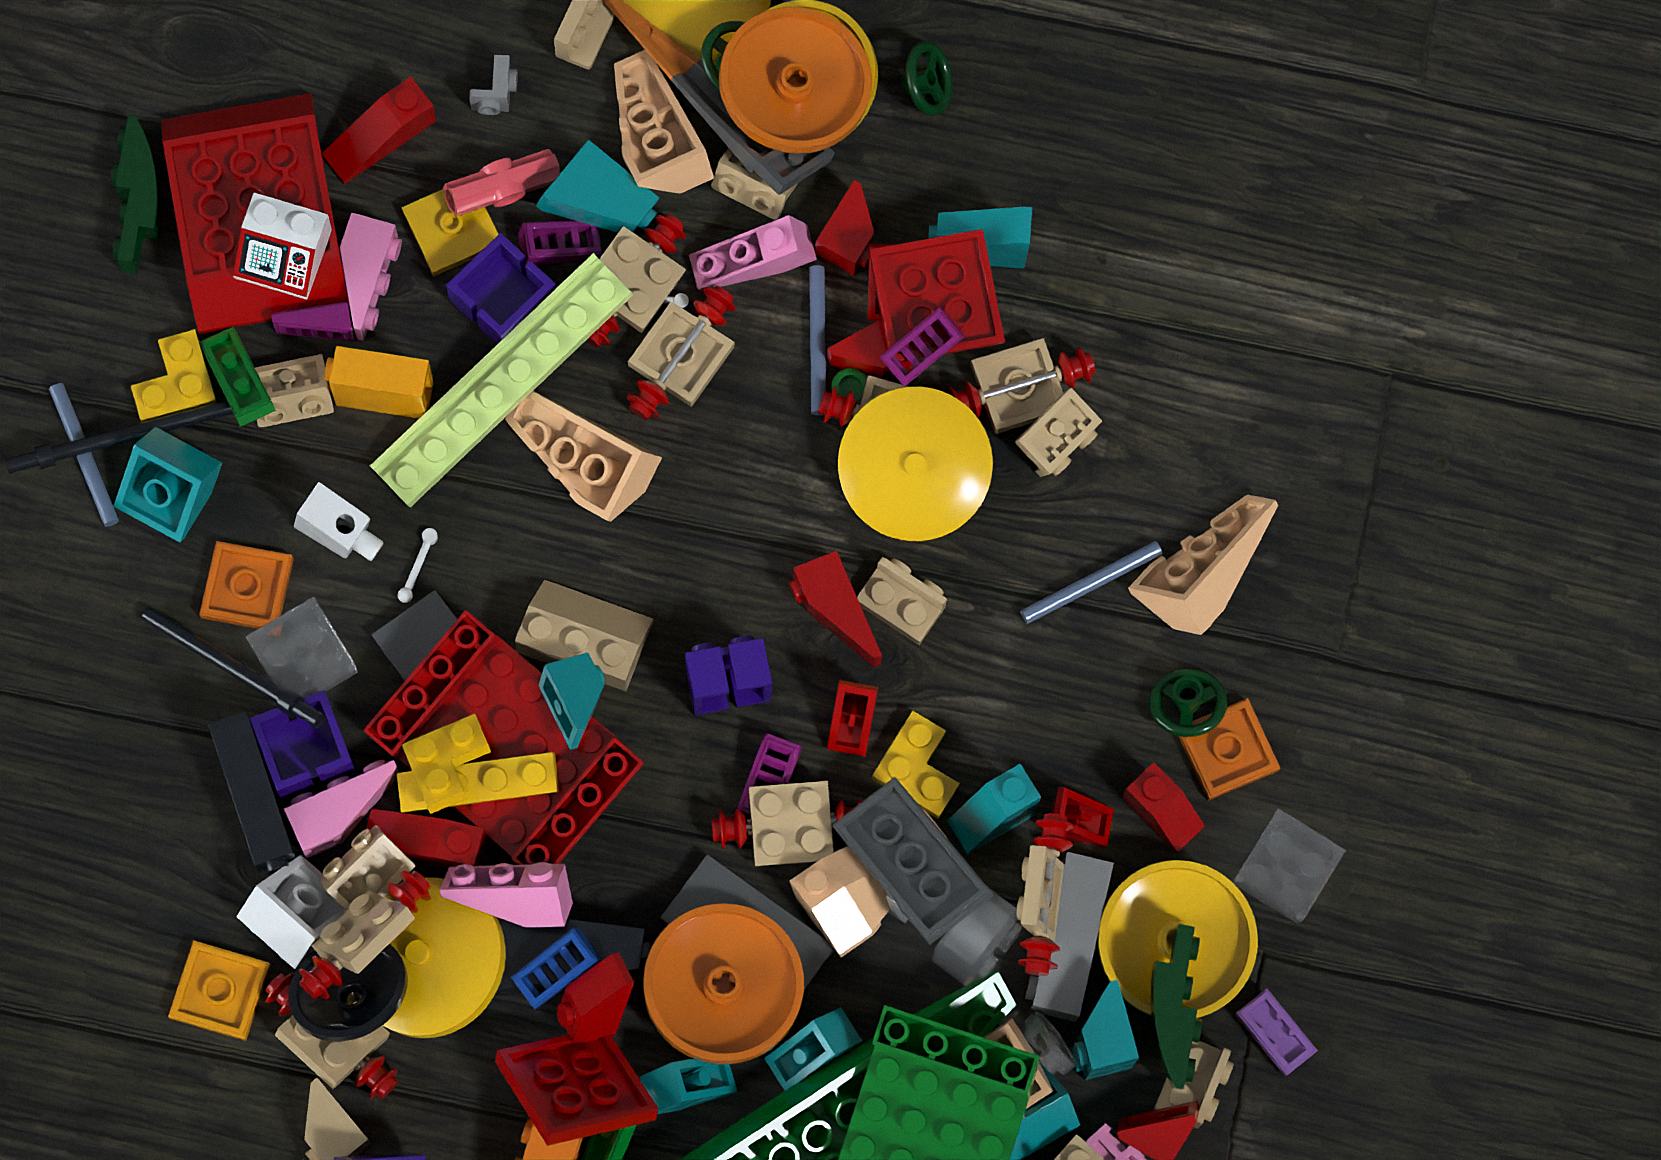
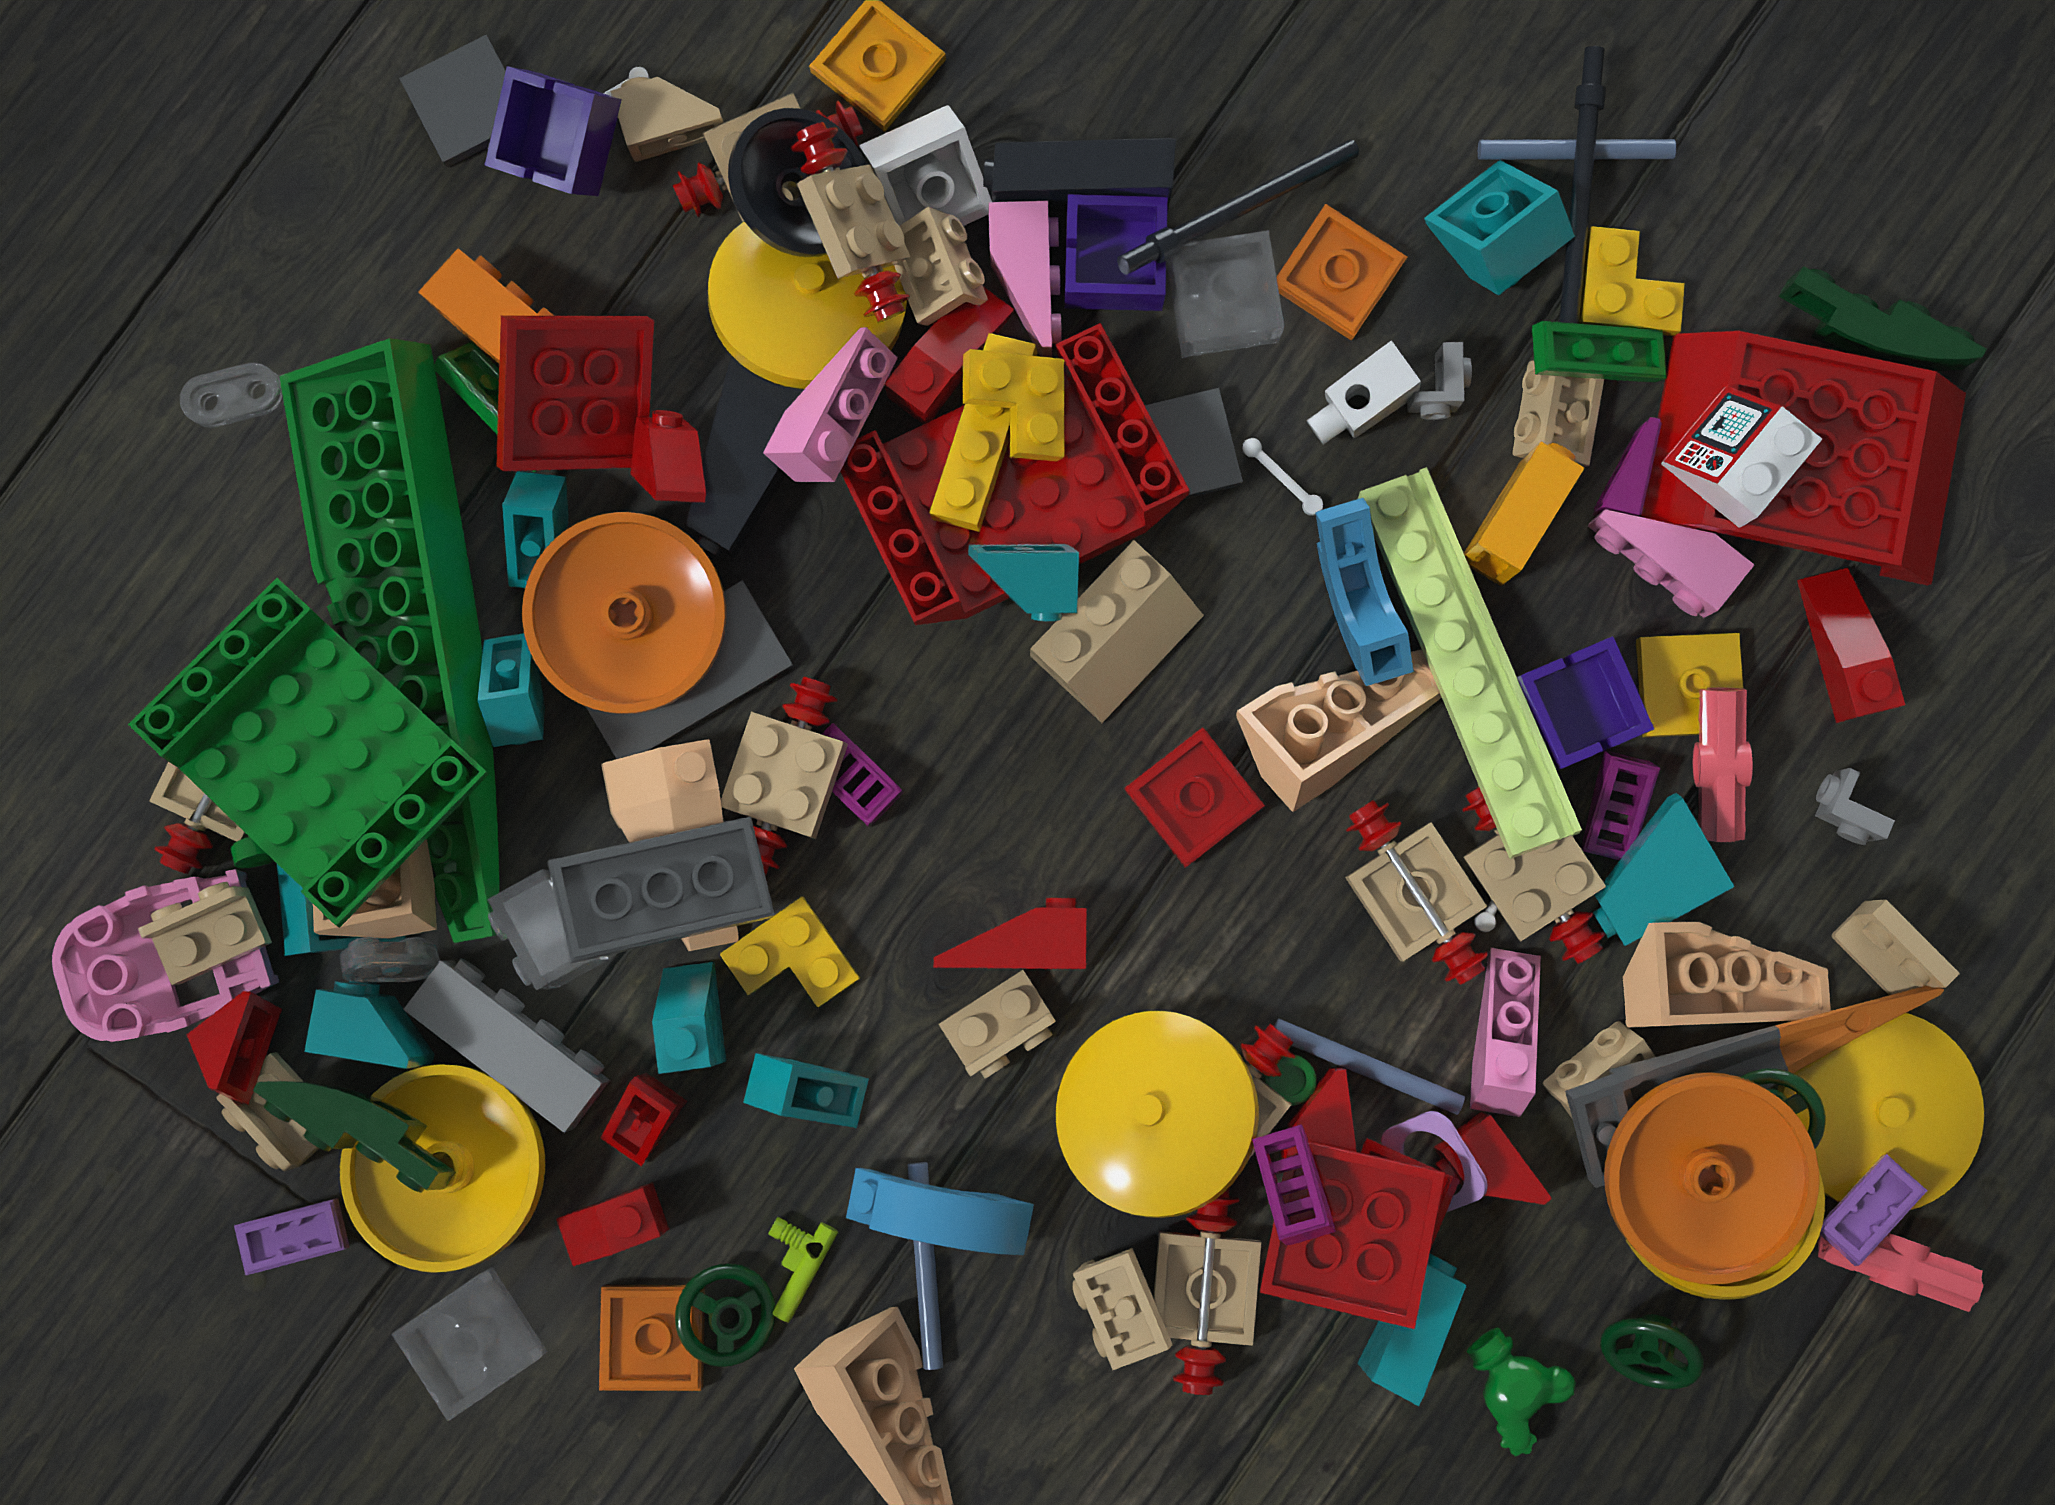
camera: 120 degrees right, 10 degrees up
(296, 473) = (1451, 377): none -> light grey bracket
(488, 471) = (1358, 593): none -> dark azure arch
(585, 947) = (733, 460): blue slope -> none
(680, 531) = (1194, 797): none -> red plate
(747, 669) = (991, 748): dark purple piece -> none
(852, 718) = (877, 901): red slope -> none
(865, 232) = (1474, 1179): none -> lavender piece
(991, 157) = (1516, 1388): none -> green animal
(1008, 713) = (805, 1091): none -> teal slope
(1042, 894) = (564, 1032): plate -> none
(1053, 584) = (939, 1214): none -> dark azure arch
(1128, 669) = (800, 1262): none -> lime hose

